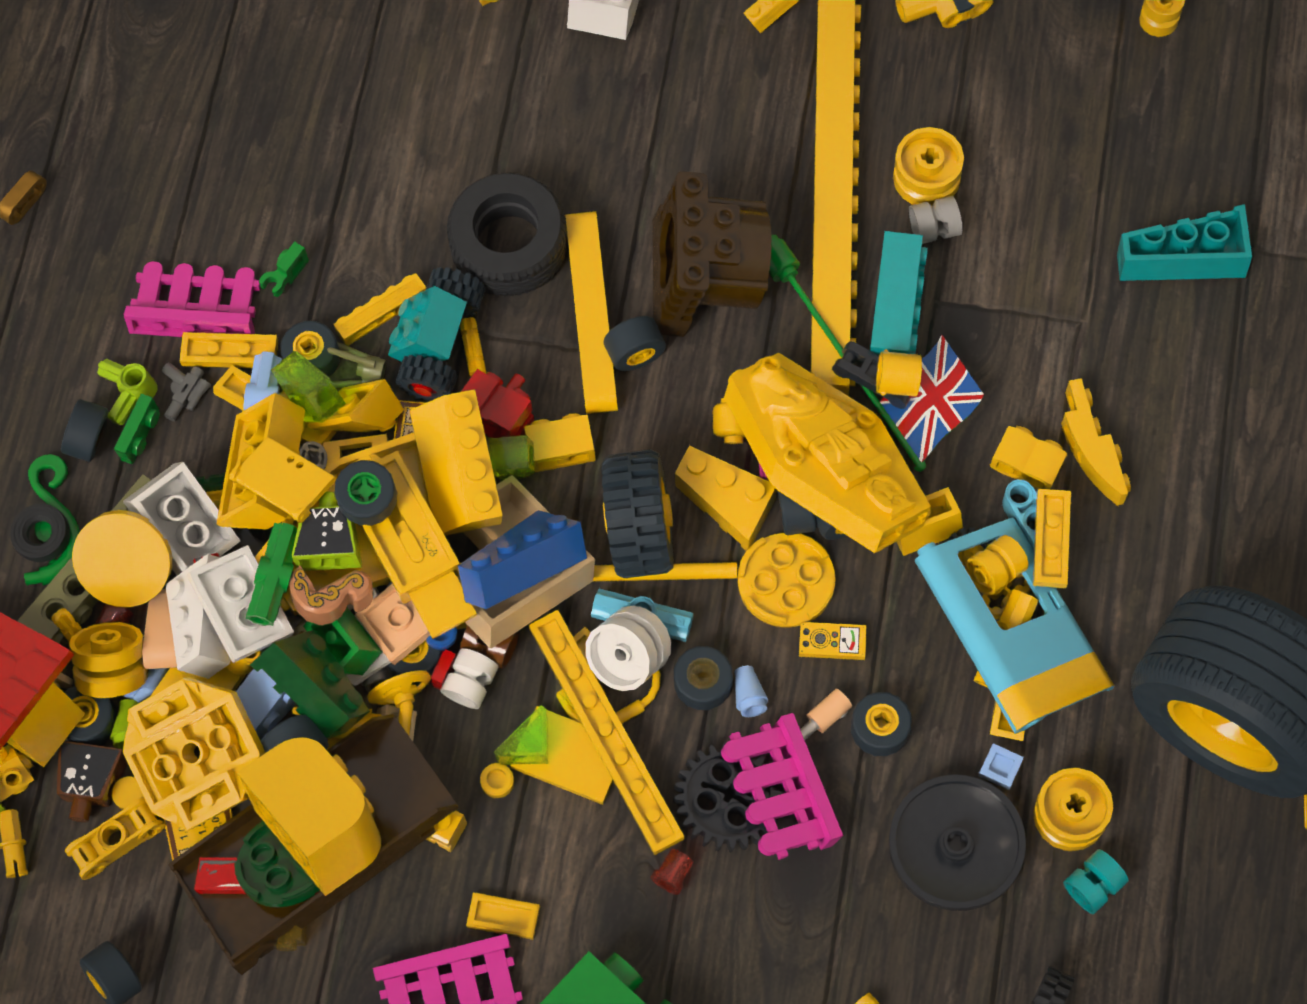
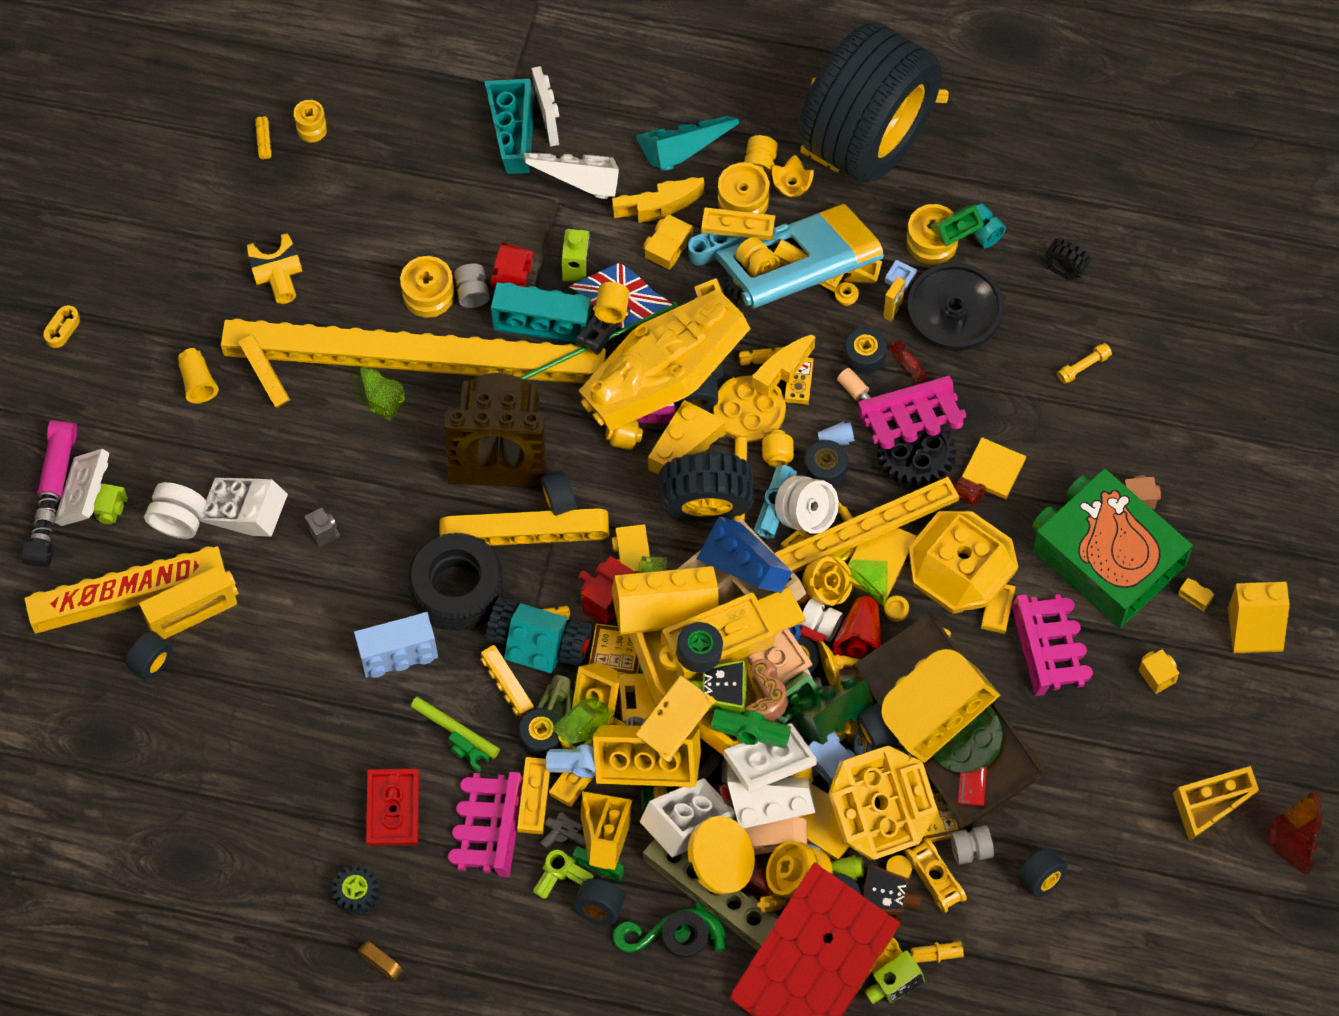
camera: 90 degrees left, 5 degrees down
(103, 155) = (356, 881): none -> black wheel
(153, 880) = (972, 844): none -> light grey wheel
(167, 426) = (604, 827): none -> yellow wedge
(190, 188) = (390, 789): none -> red piece
(320, 256) = (452, 725): none -> lime piece
(415, 173) = (396, 645): none -> light blue brick
(454, 729) = (860, 630): none -> red cone
(520, 682) = (827, 580): none -> yellow cylinder
(577, 898) = (955, 581): none -> yellow piece
(580, 80) = (322, 527): none -> flat silver brick
(713, 906) = (994, 467): none -> yellow tile
(720, 614) = (777, 448): none -> yellow head
(770, 128) = (382, 394): none -> clear neon green slope
(843, 612) = (783, 365): none -> yellow slope
(865, 591) = (757, 356): none -> yellow axle
(872, 785) = (908, 361): none -> clear red axle
(957, 755) = (894, 298): none -> yellow tile
(961, 262) = (512, 265): none -> red brick
(968, 706) = (843, 299): none -> yellow plate
(992, 341) = (575, 249): none -> lime torso
(1079, 835) = (958, 224): none -> green slope
(1111, 548) = (743, 189): none -> yellow wheel
(1118, 343) = (592, 173): none -> white wedge
(1145, 600) = (792, 172): none -> yellow piece
(1174, 569) = (761, 152): none -> yellow wheel
(1183, 458) = (673, 147): none -> teal wedge
(1223, 286) = (545, 100): none -> white wing

